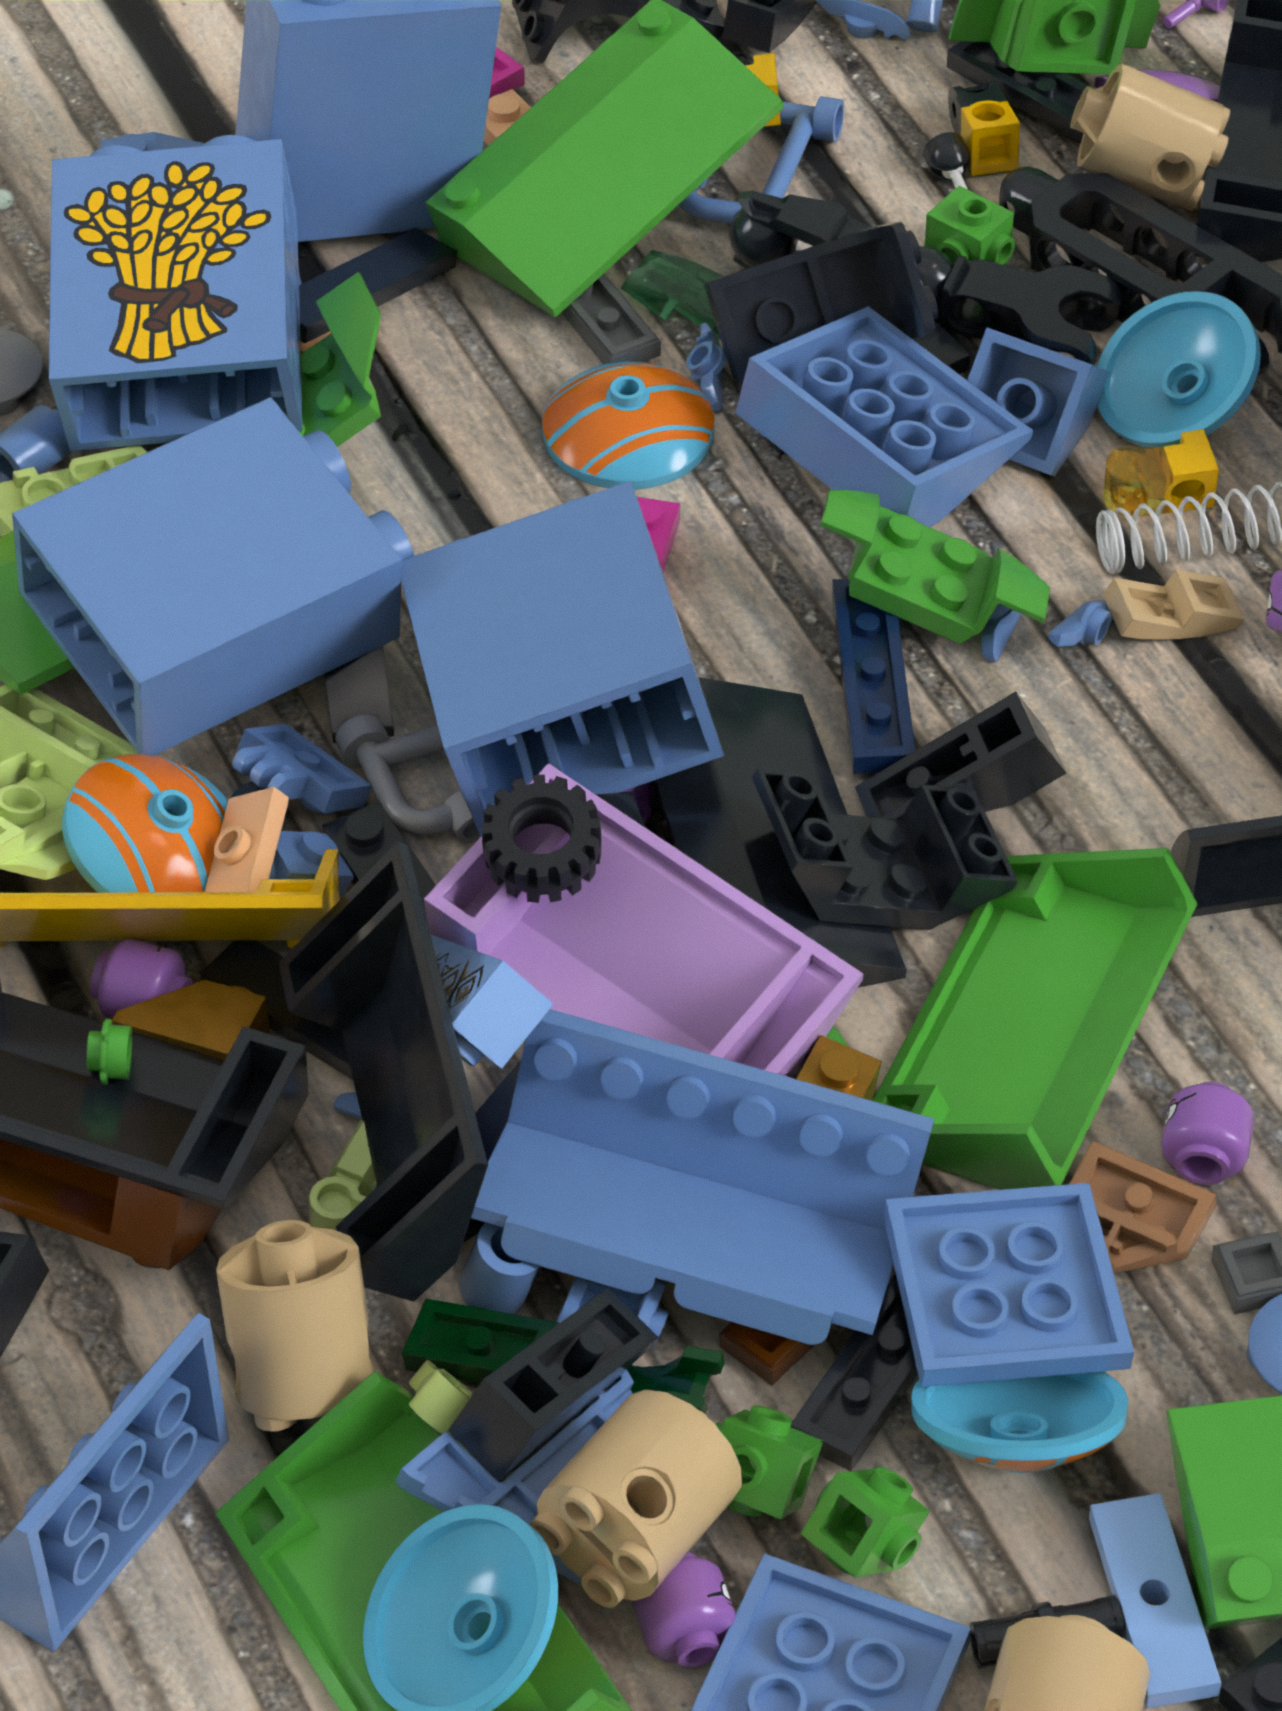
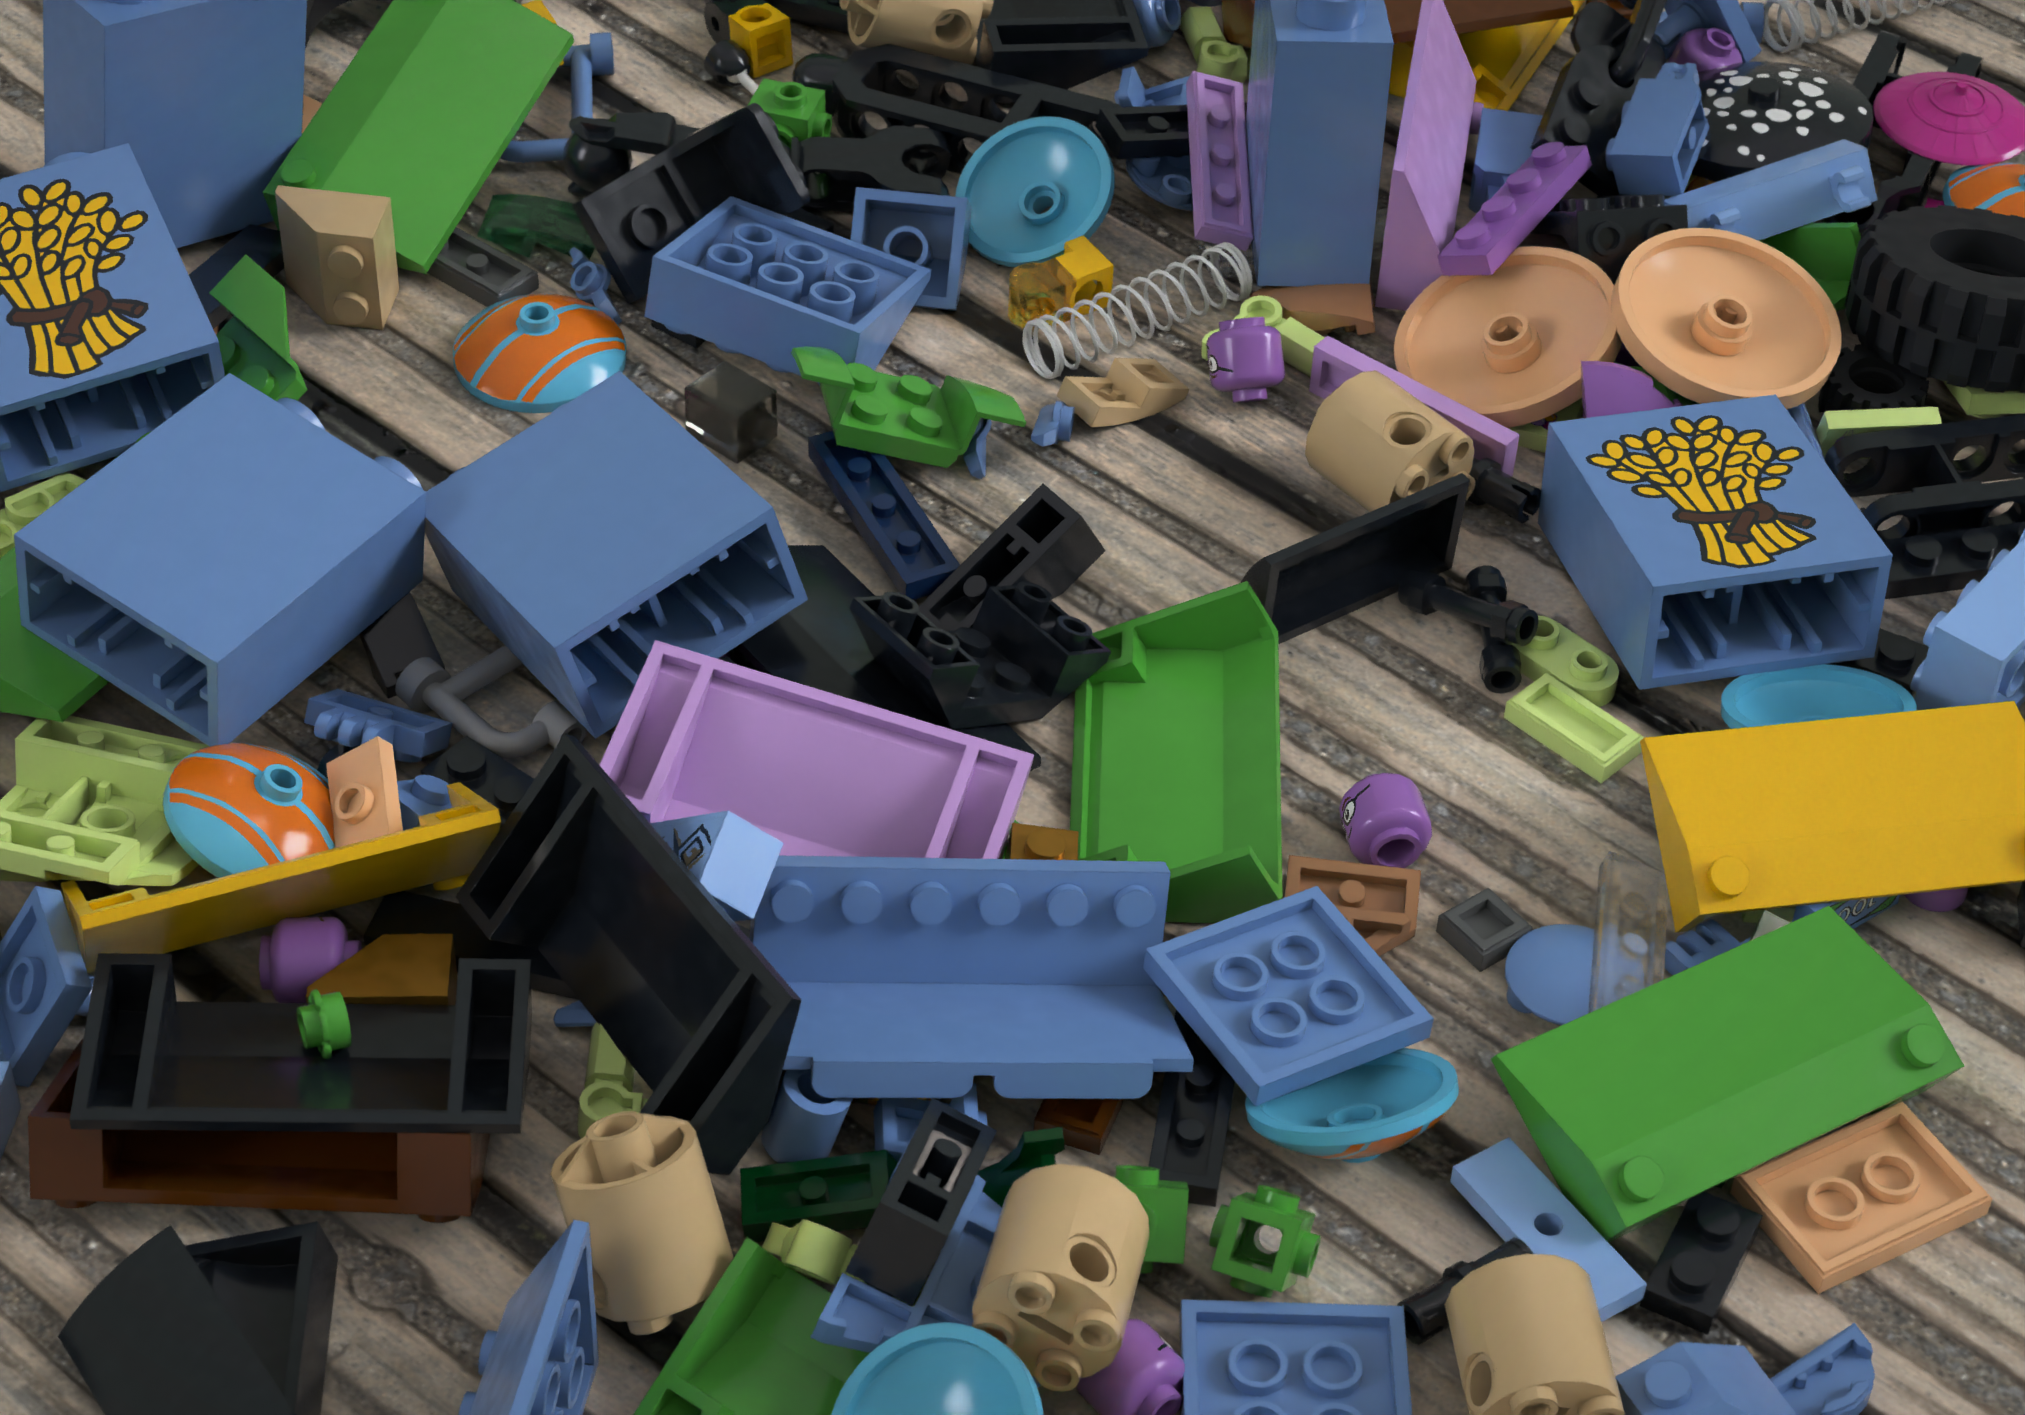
camera: 25 degrees left, 5 degrees down
(476, 283) = (339, 254): none -> tan slope
(541, 805) = (685, 738): black tyre -> none
(773, 533) = (731, 412): none -> clear smoke brick

